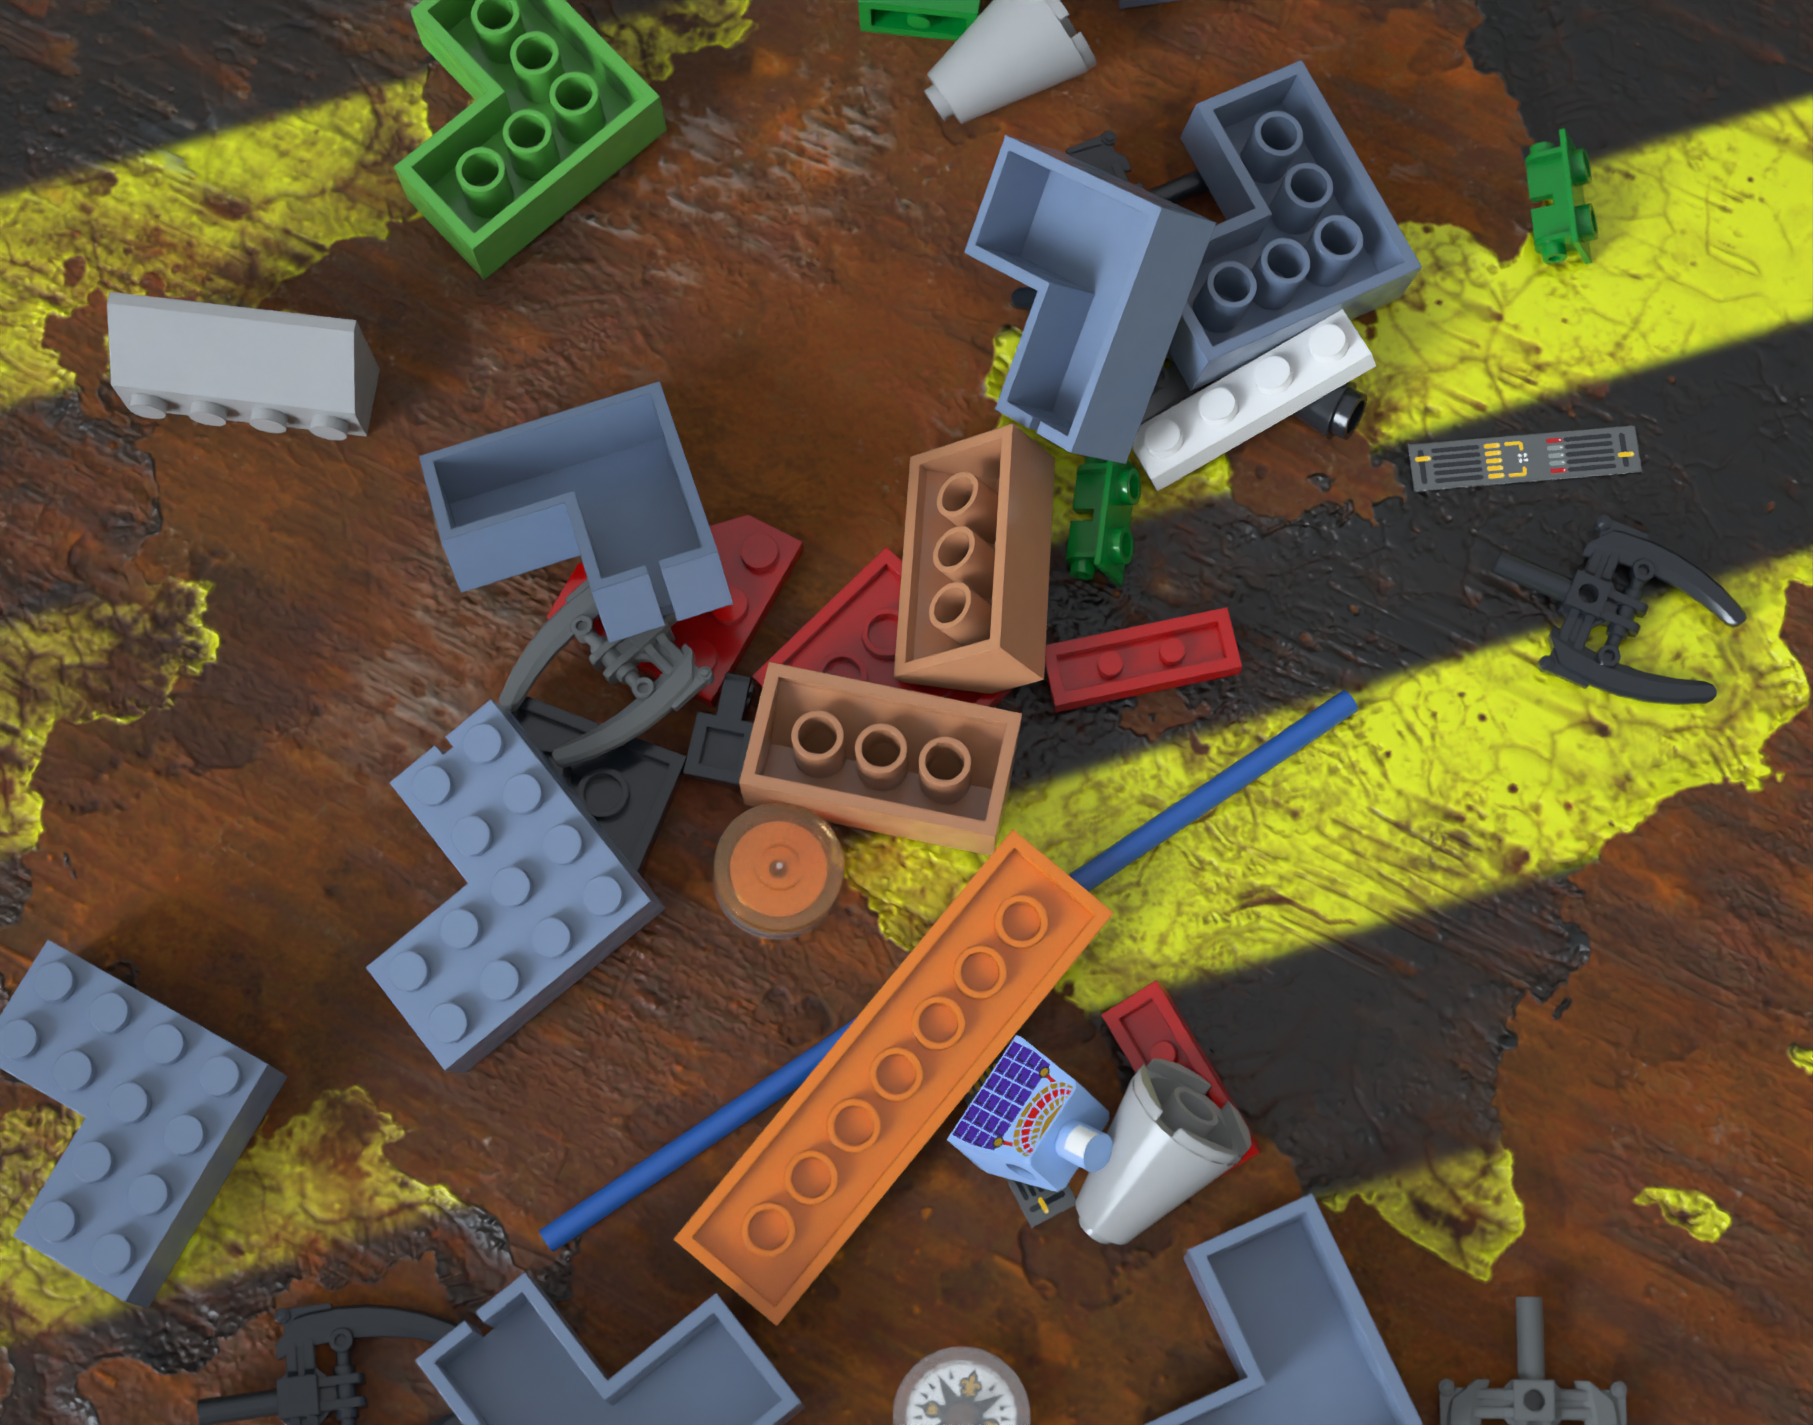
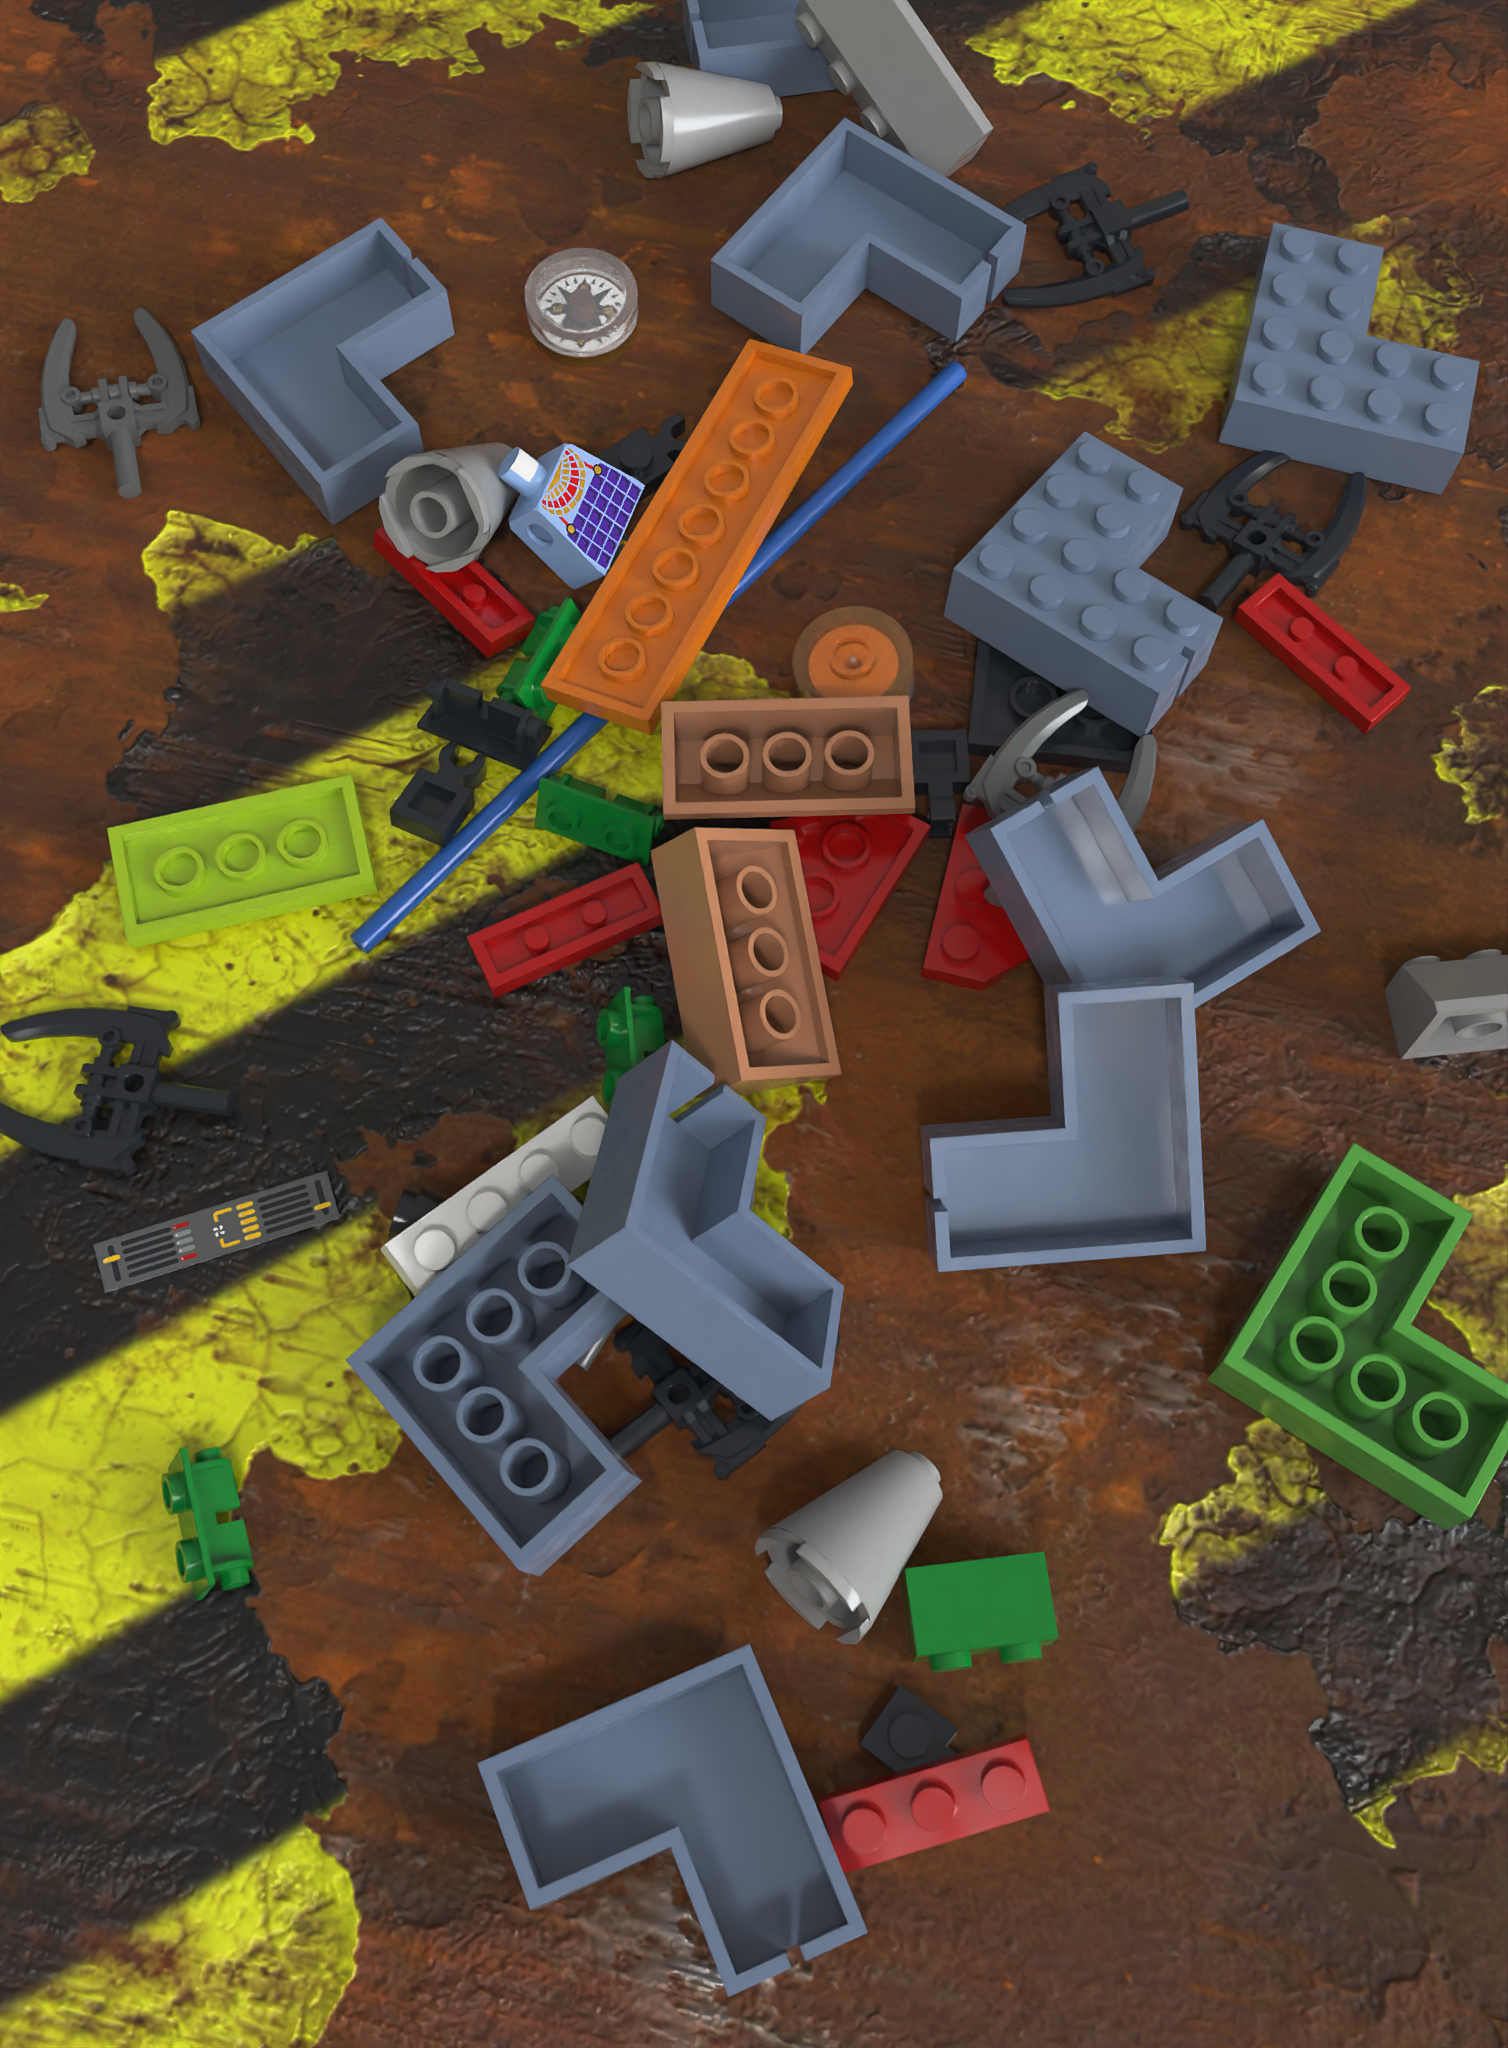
camera: 160 degrees right, 5 degrees down
(285, 782) = (1322, 653): none -> red plate
(297, 929) = (1259, 542): none -> black bar
(714, 283) = (1112, 1162): none -> sand blue piece
(939, 1201) = (647, 457): none -> black plate
(1103, 787) = (583, 815): none -> green hinge
(1118, 945) = (543, 646): none -> green hinge
(1179, 904) = (488, 728): none -> black hinge
(1247, 826) = (438, 803): none -> black plate
(1455, 809) = (241, 861): none -> lime plate

